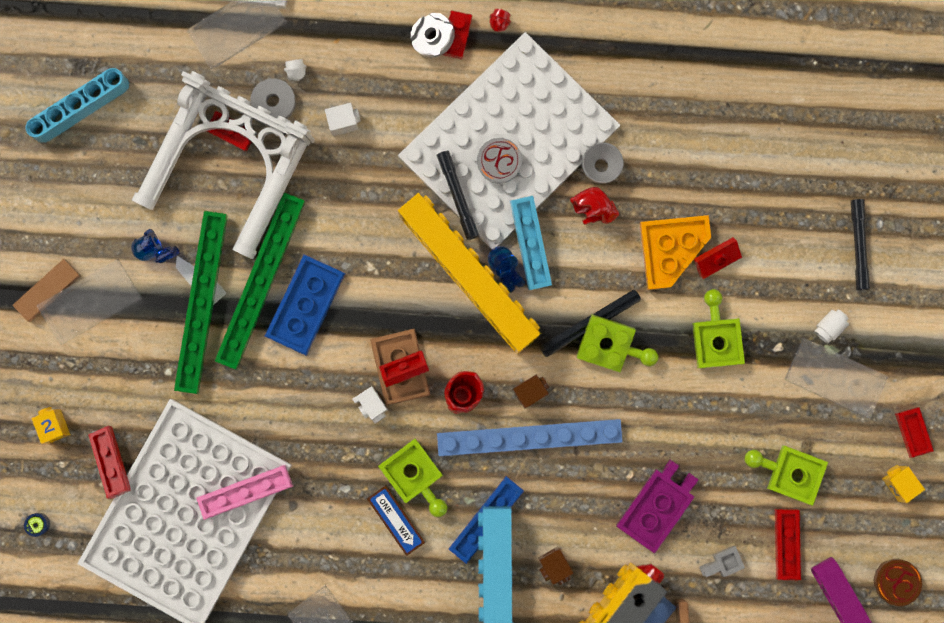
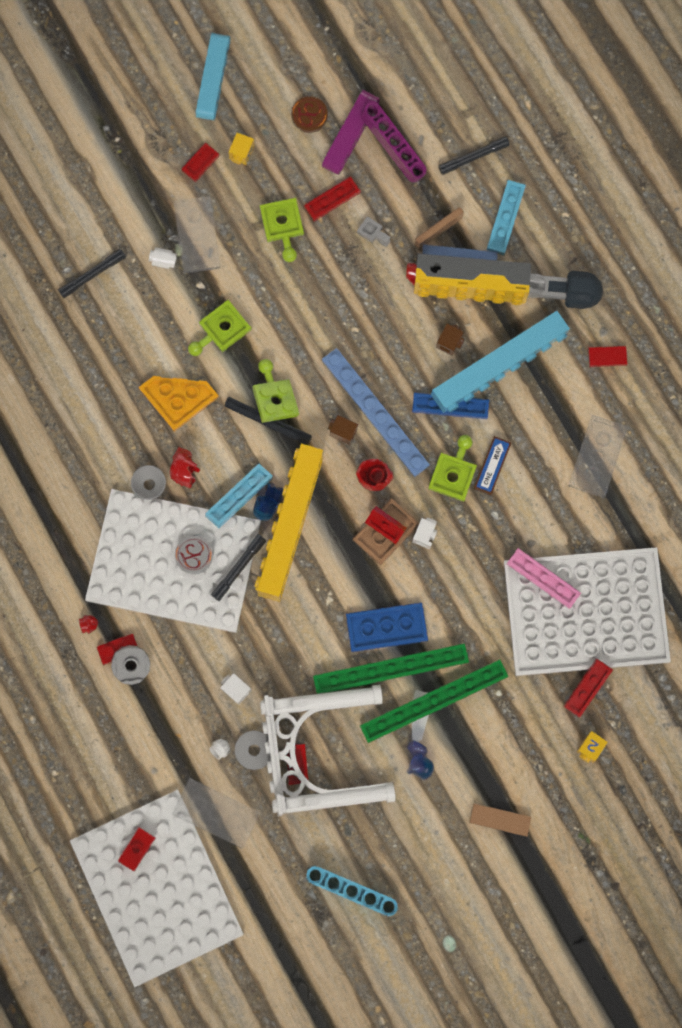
camera: 125 degrees left, 5 degrees down
(36, 524) = (665, 711): tile -> none
(89, 302) = (487, 781): clear tile -> none
(657, 507) = (364, 297): magenta tile -> none
(718, 258) = (164, 362): red plate -> none

